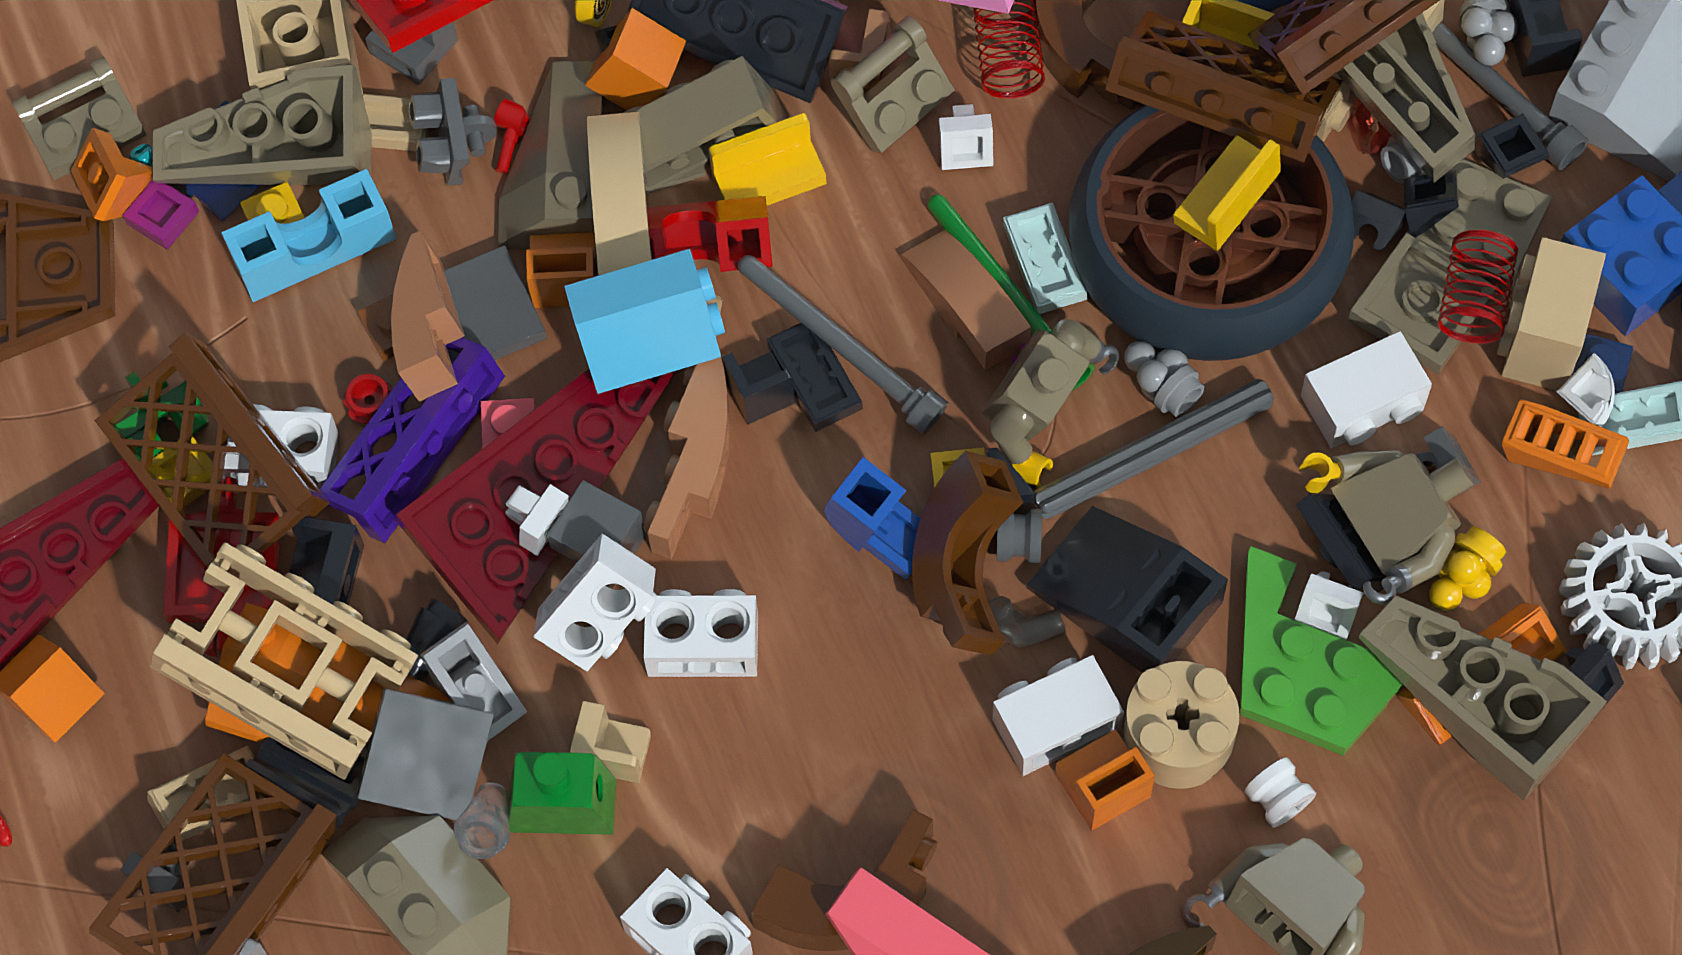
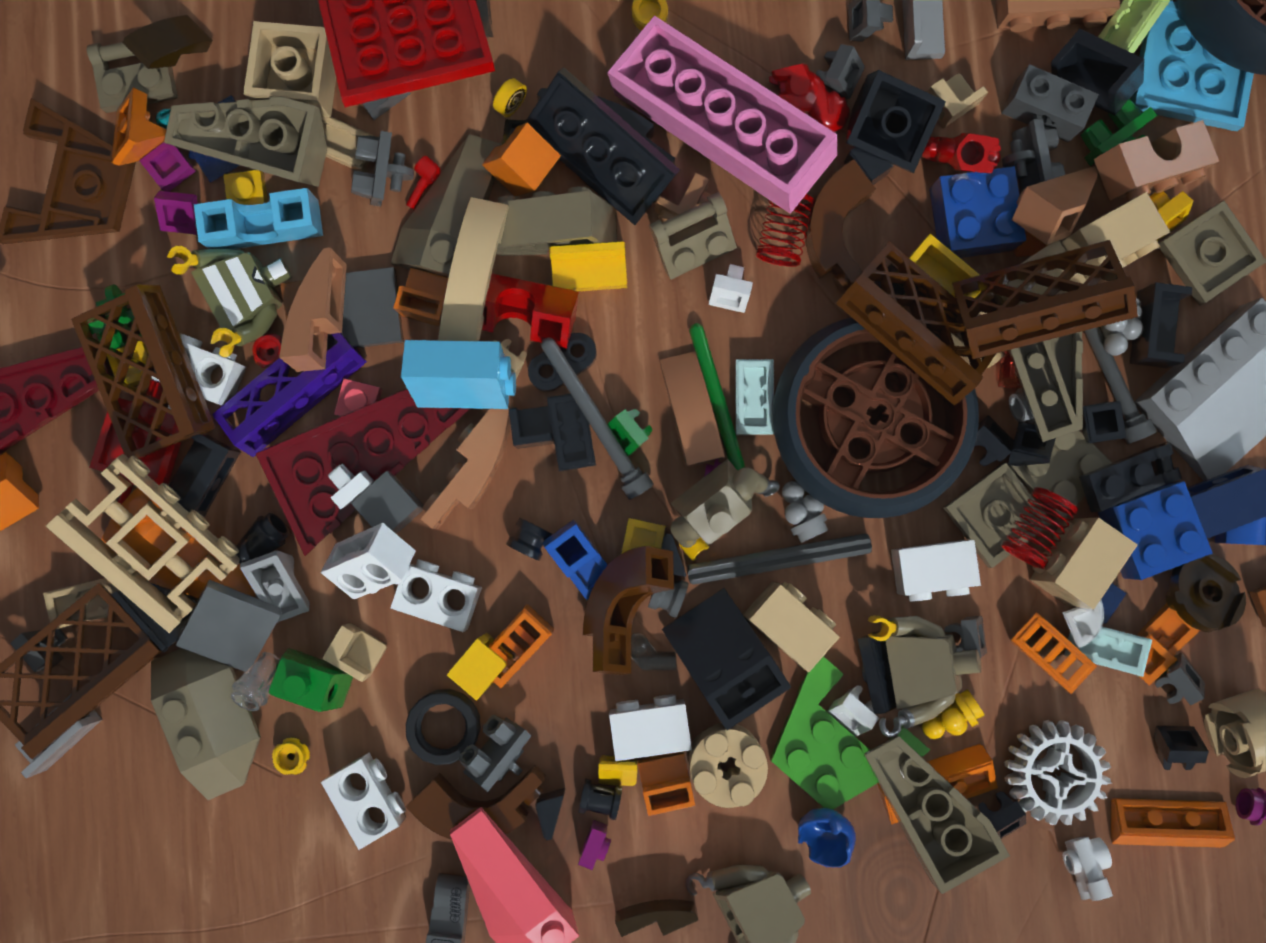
camera: 15 degrees right, 20 degrees up
(122, 61) = (166, 40): none -> dark brown slope
(193, 264) = (176, 212): none -> magenta plate
(300, 330) = (236, 290): none -> torso
(555, 904) = (283, 763): none -> yellow plate
(771, 762) = (414, 731): none -> black tyre
(773, 317) = (578, 364): none -> black plate
(791, 692) = (478, 667): none -> yellow panel
(802, 523) = (528, 539): none -> black wheel
(848, 628) = (534, 620): none -> orange slope
(861, 811) = (497, 754): none -> dark grey hips
(892, 345) = (628, 432): none -> green tile
(953, 867) = (548, 810): none -> black slope
(1021, 831) = (600, 799): none -> black bush
(1032, 788) = (617, 772): none -> yellow slope
(1037, 893) = (595, 845): none -> magenta plate
(1200, 506) = (791, 626): none -> tan brick
(1228, 191) = (893, 409): yellow panel -> none
(1280, 792) = (775, 829): white wheel -> none
(1353, 774) = (828, 836): none -> blue hair
(1570, 198) = (1129, 477): none -> black plate

